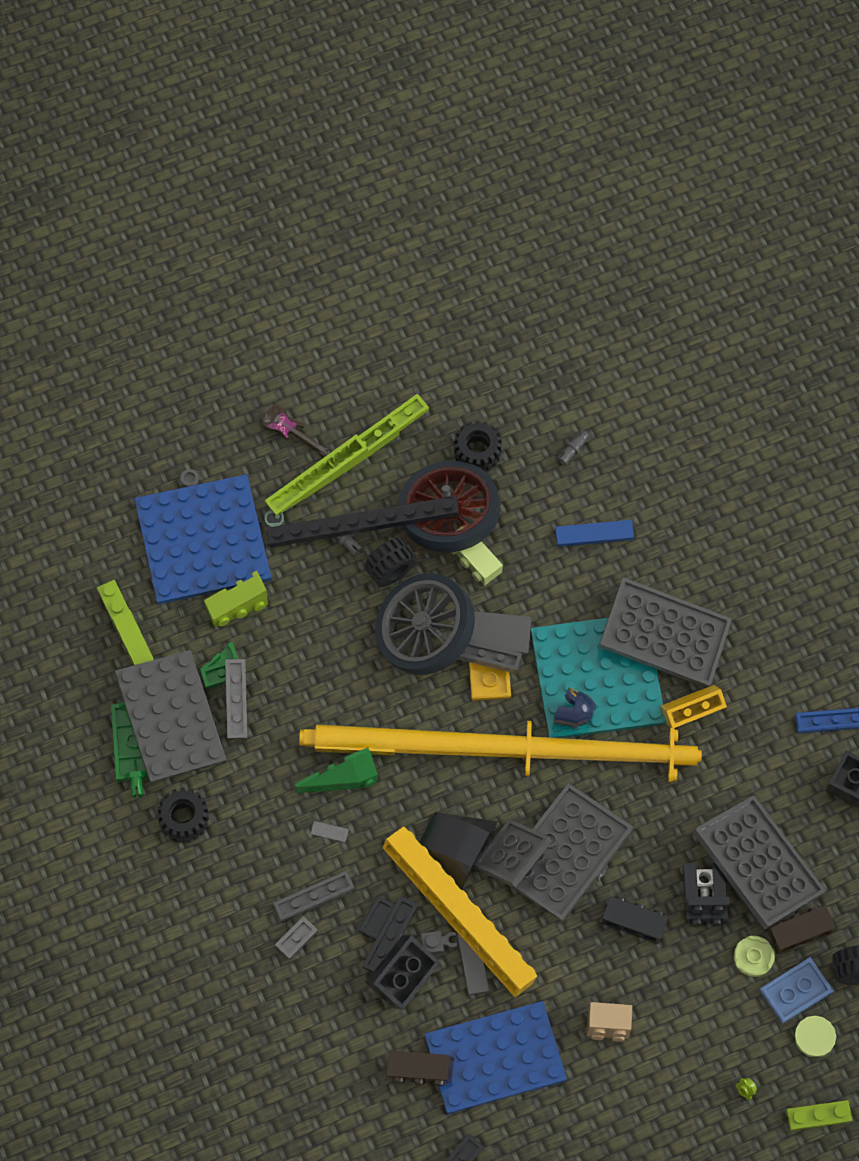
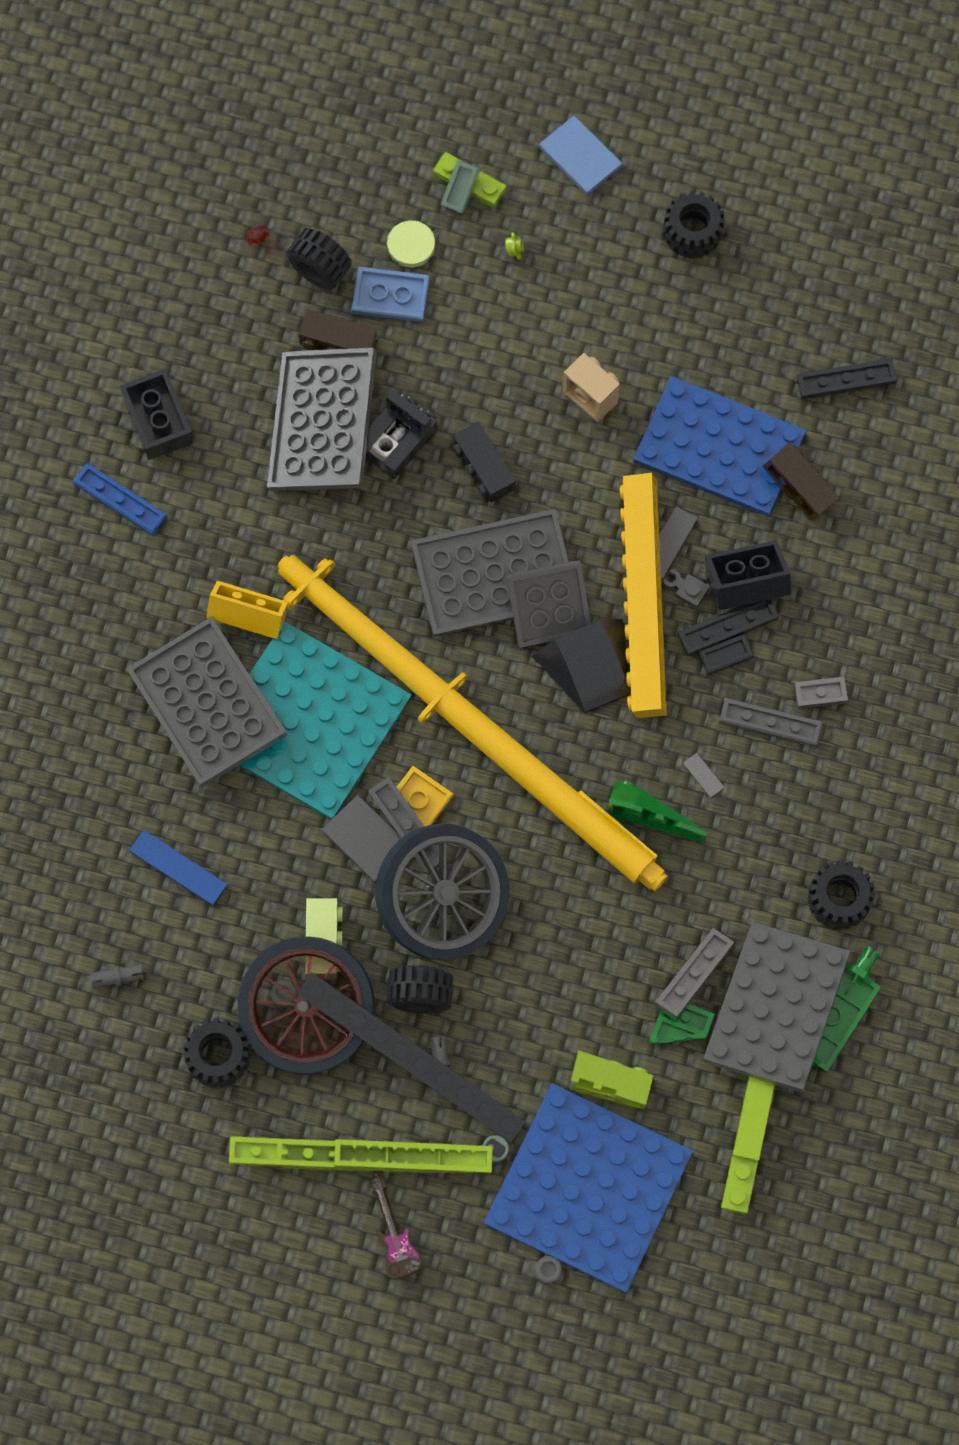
camera: 140 degrees left, 5 degrees up
(579, 714) = (373, 685): dark blue helmet -> none
(754, 956) = (401, 352): yellowish green tile -> none
(818, 1100) = (460, 186): none -> sand green tile

